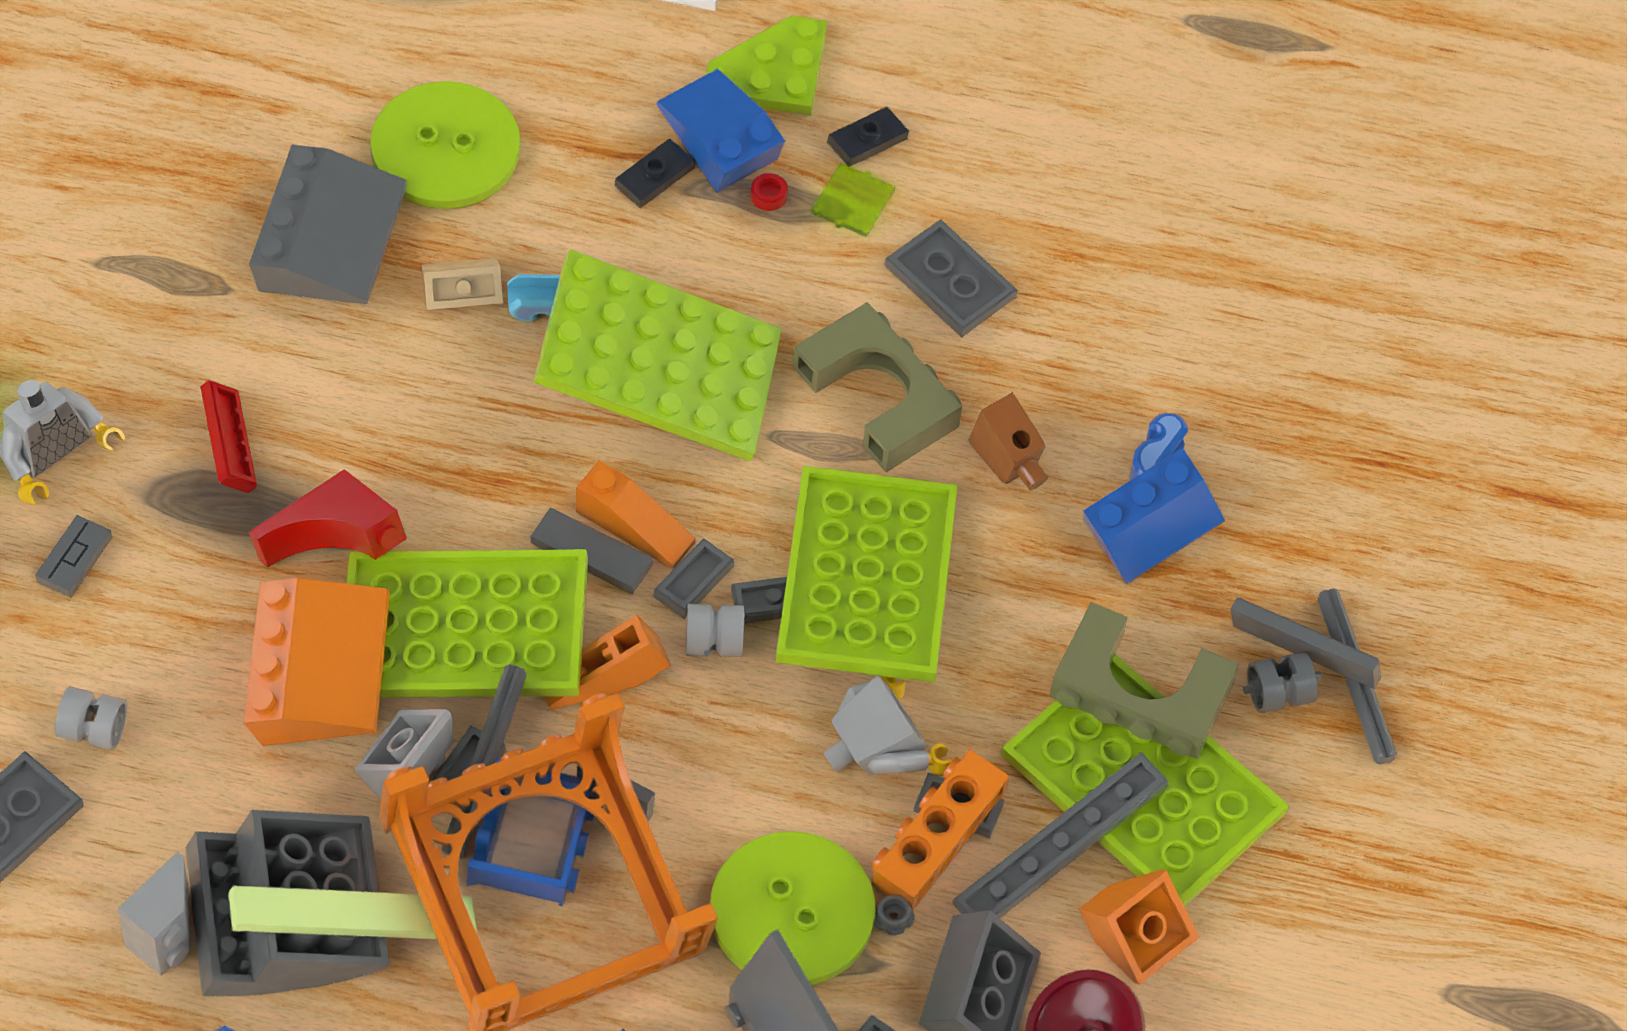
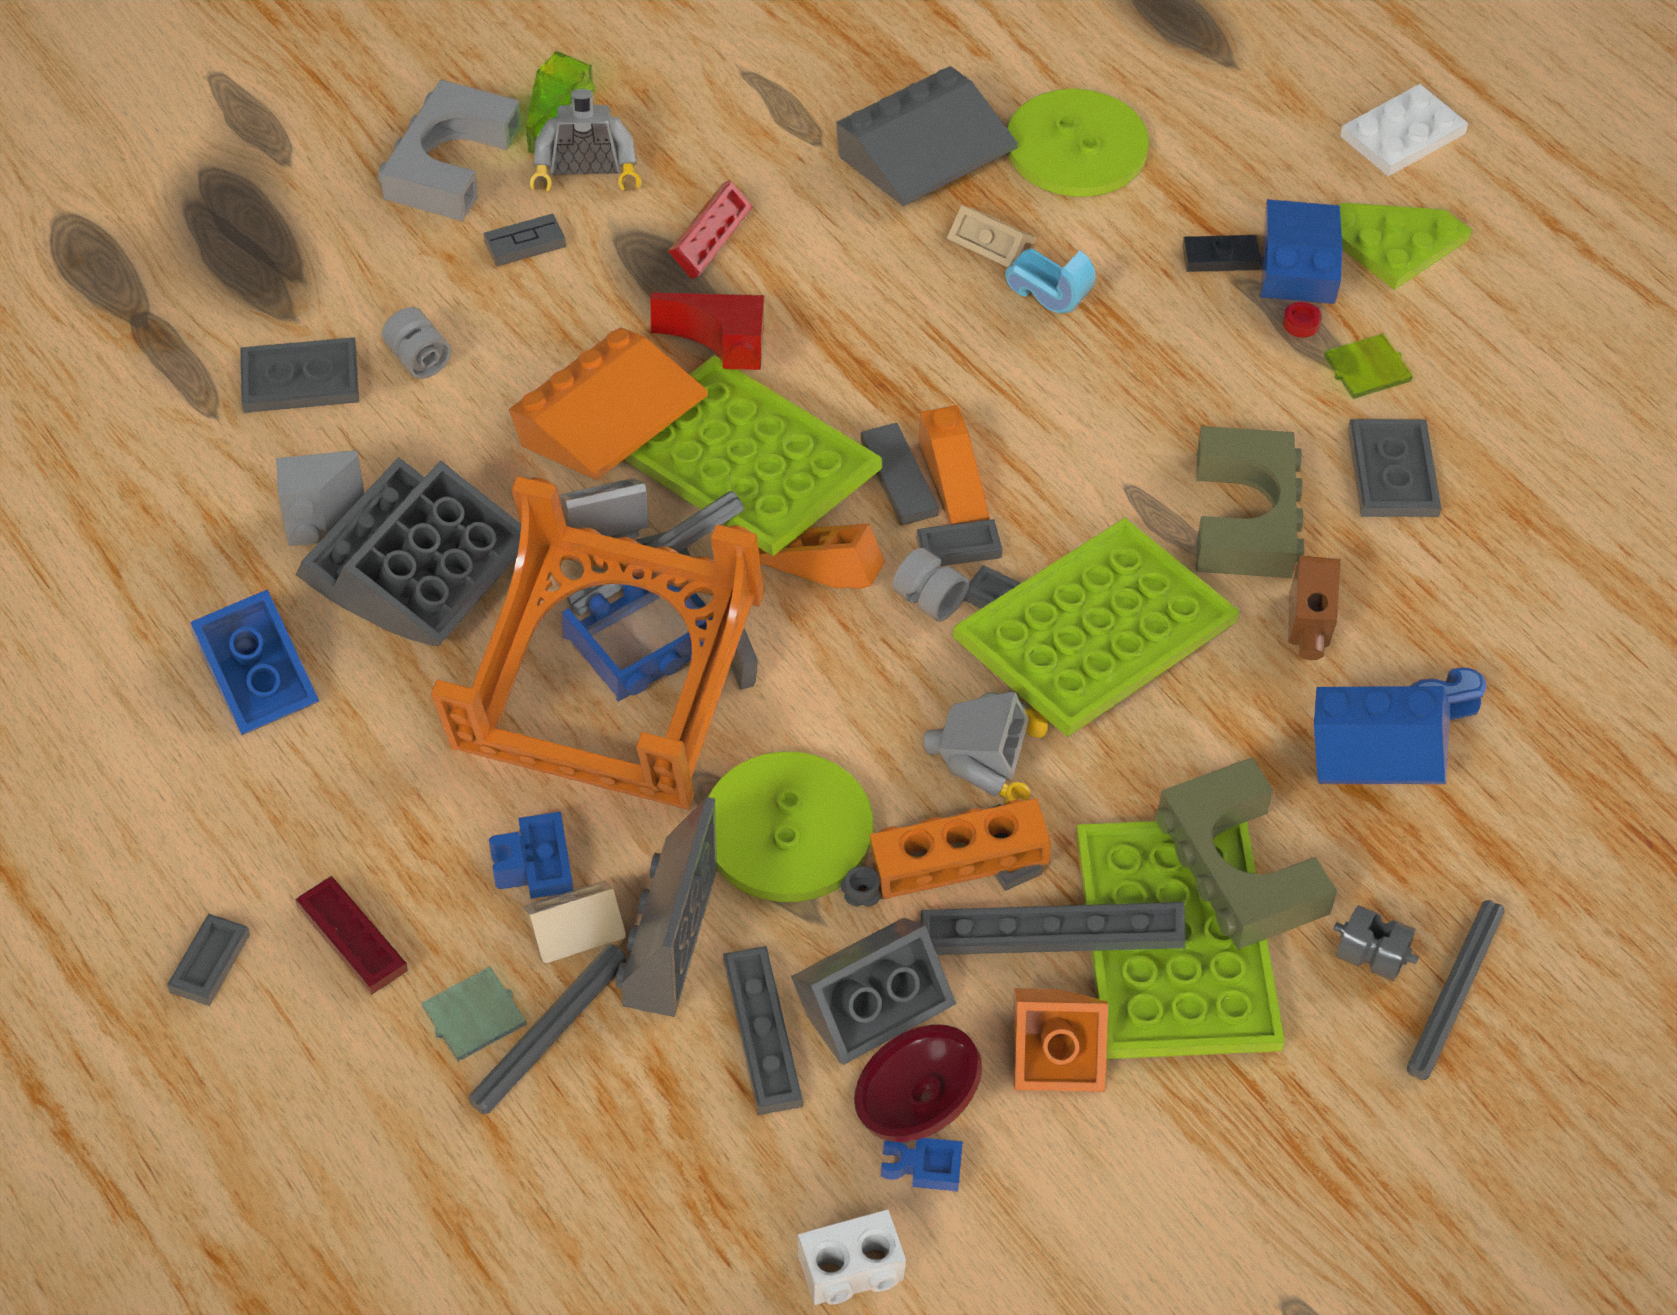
camera: 45 degrees right, 5 degrees down
(332, 912) = (430, 574): yellowish green tile -> none
(658, 355) = (1082, 365): lime plate -> none
(867, 136) = (1424, 327): black plate -> none
(1299, 639) = (1428, 926): dark grey tile -> none

